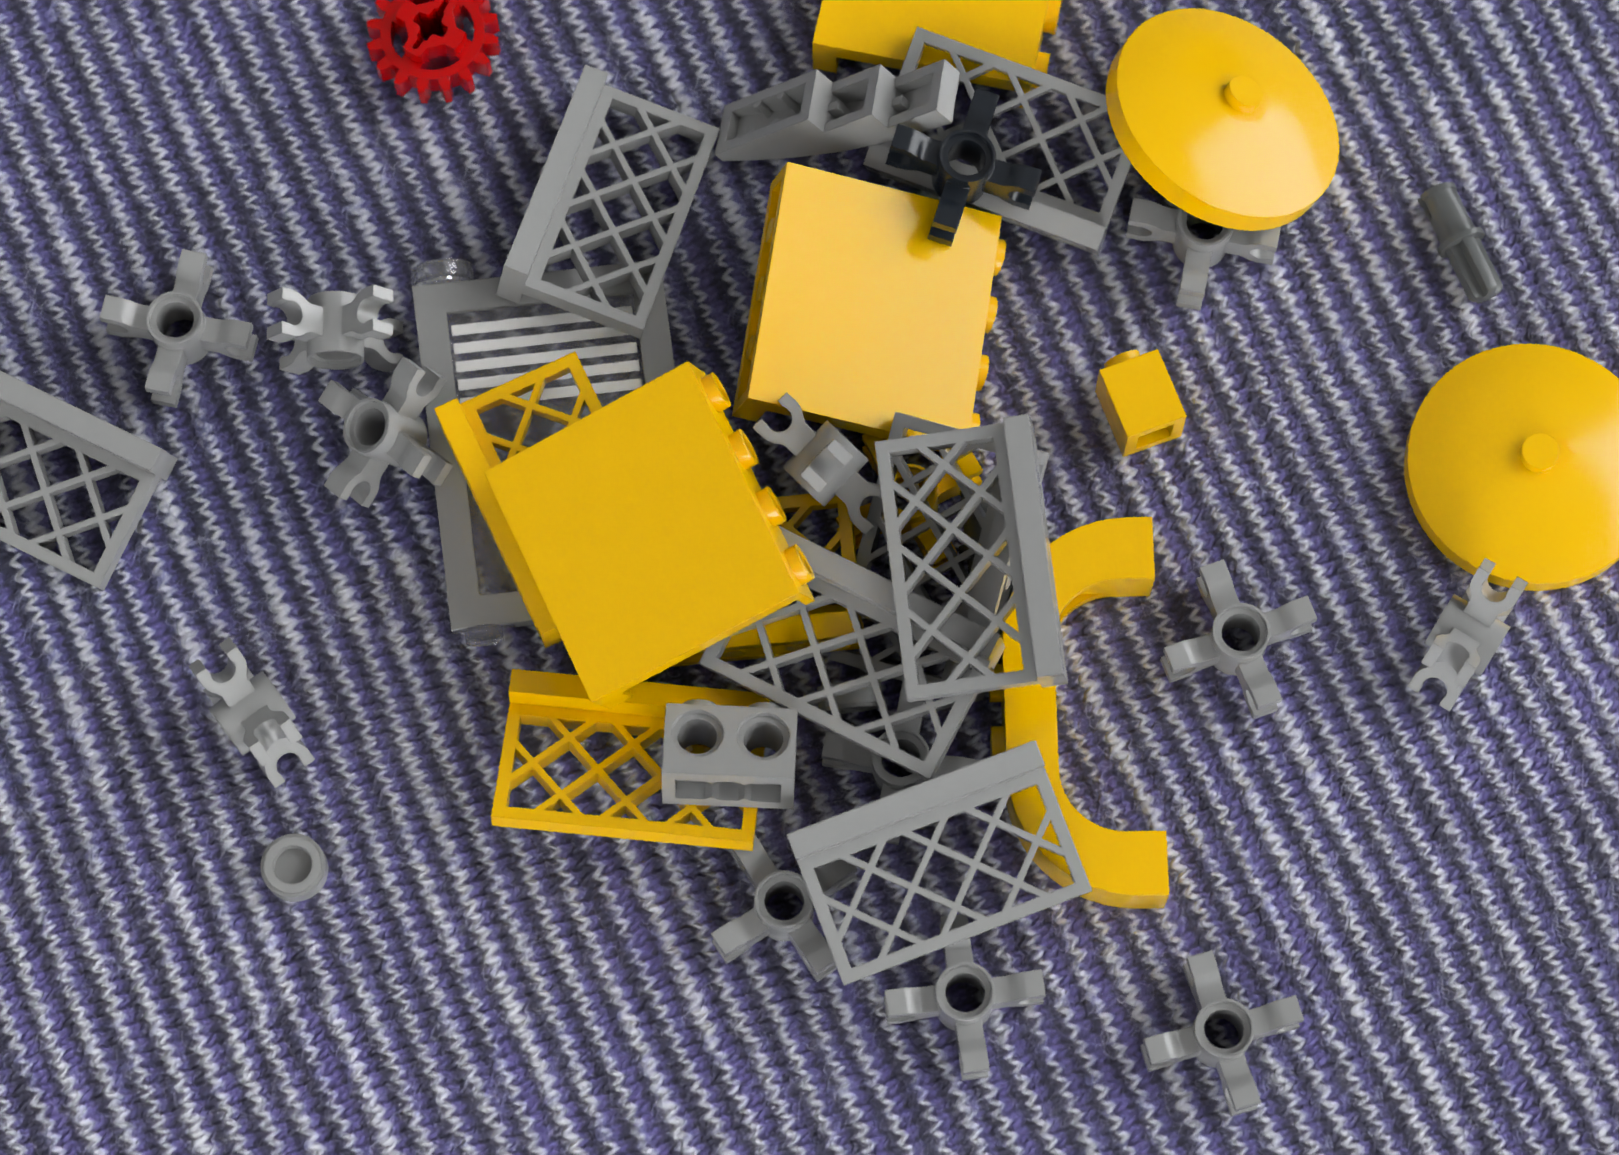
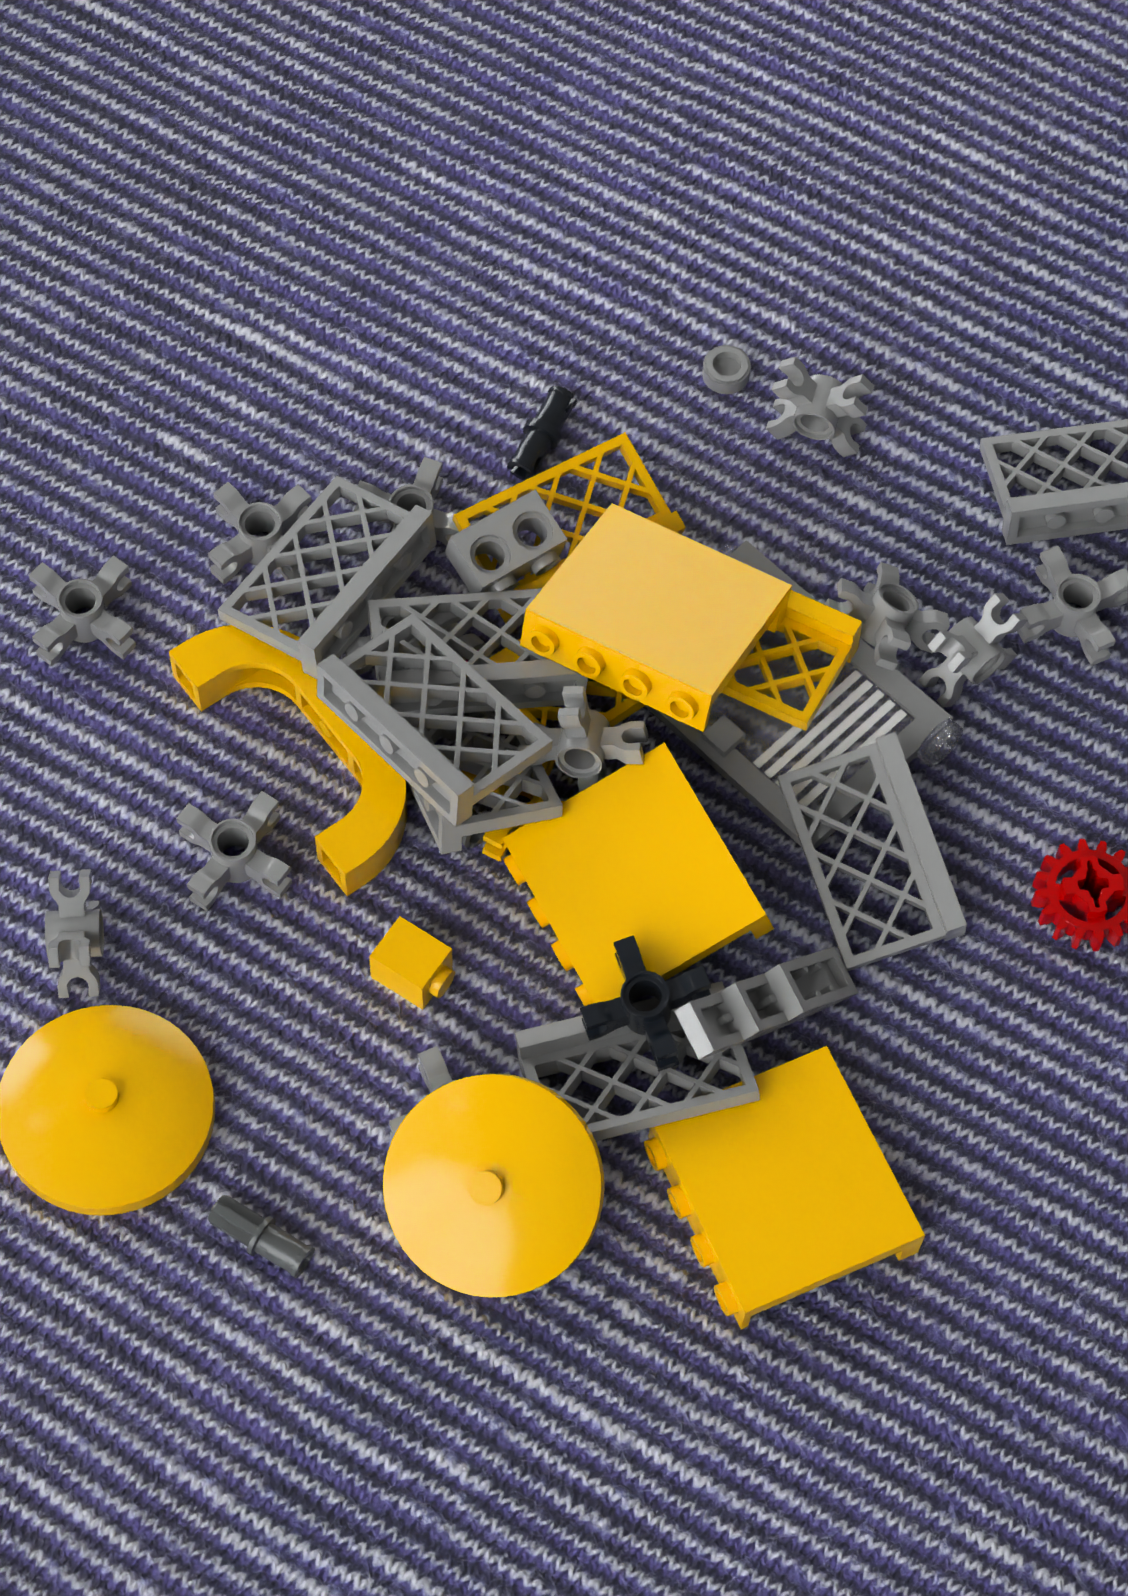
camera: 140 degrees right, 10 degrees down
(563, 917) = (542, 433): none -> black pin

